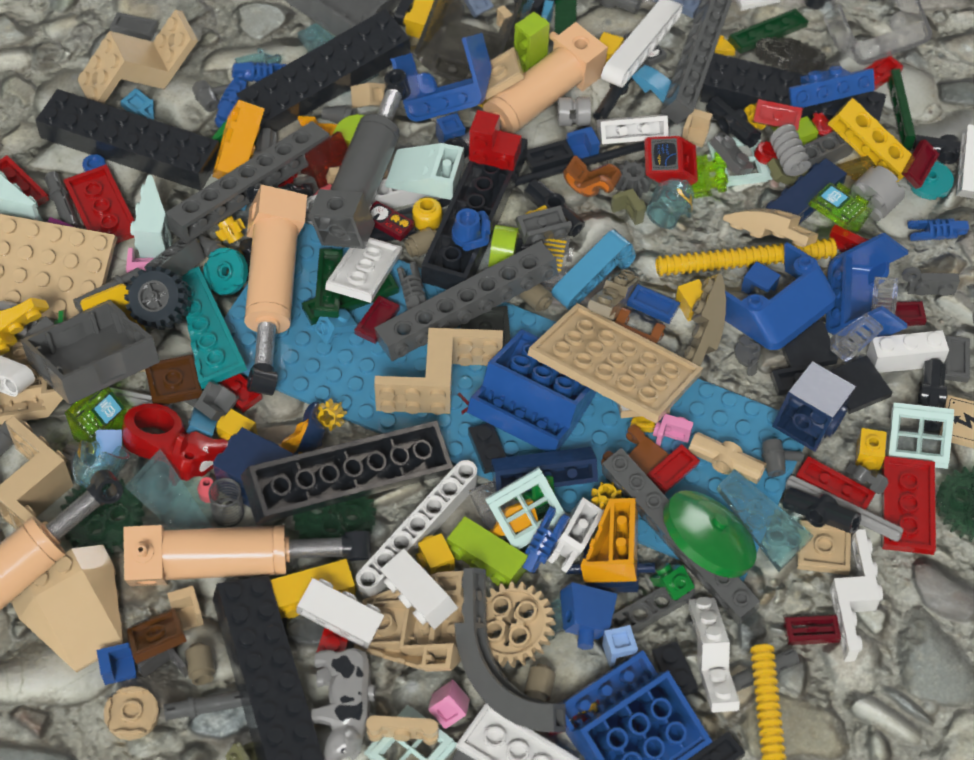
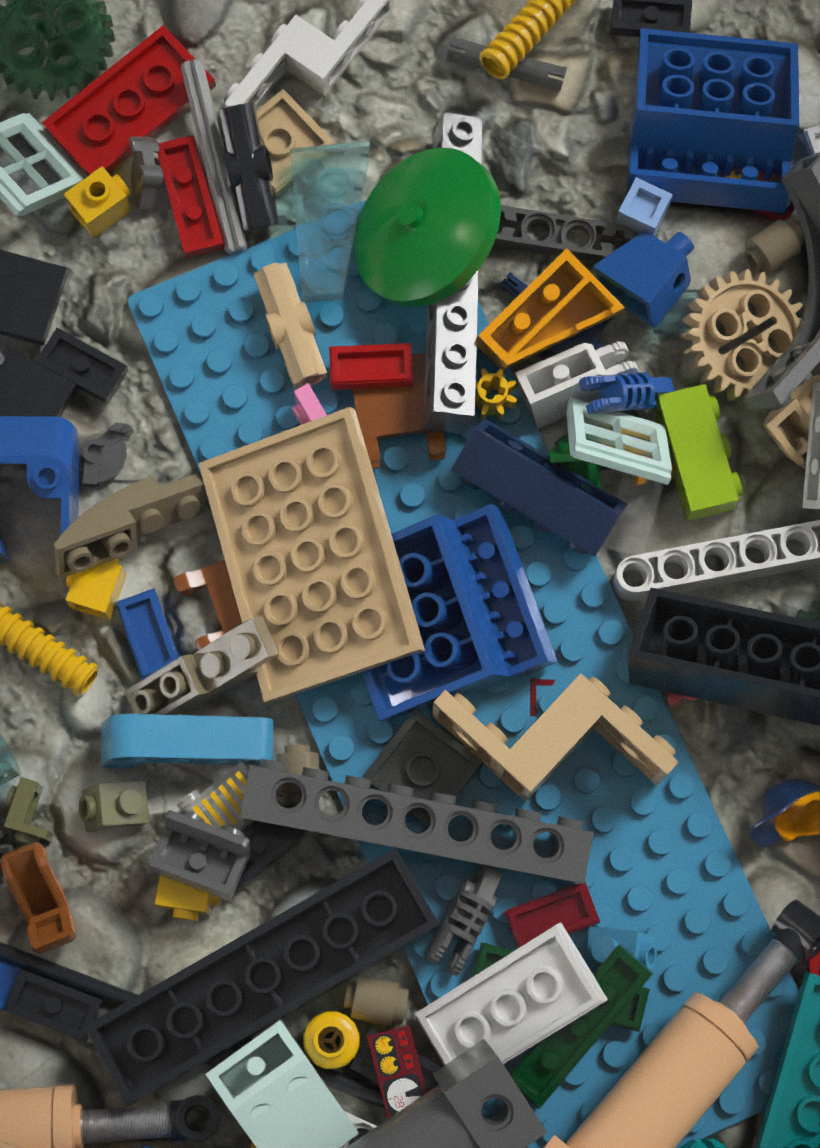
camera: 140 degrees left, 20 degrees up
(331, 410) = (736, 812): yellow gear -> none
(435, 555) = (763, 500): yellow brick -> none
(468, 231) = (327, 918): blue piece -> none
(486, 445) = (571, 592): black plate -> none
(491, 145) = (157, 1036): red brick -> none
(503, 243) = (271, 888): lime brick -> none
(541, 196) = (135, 930): black piece -> none
(596, 231) = (114, 805): none -> olive bracket
(672, 659) = (598, 146): black plate -> none
(674, 579) = (510, 243): green bracket -> none
(713, 655) = (553, 106): white bracket -> none
(775, 457) = (227, 281): dark grey piece -> none
(804, 633) = (420, 85): dark red tile -> none
(814, 406) = (119, 288): dark blue brick -> none

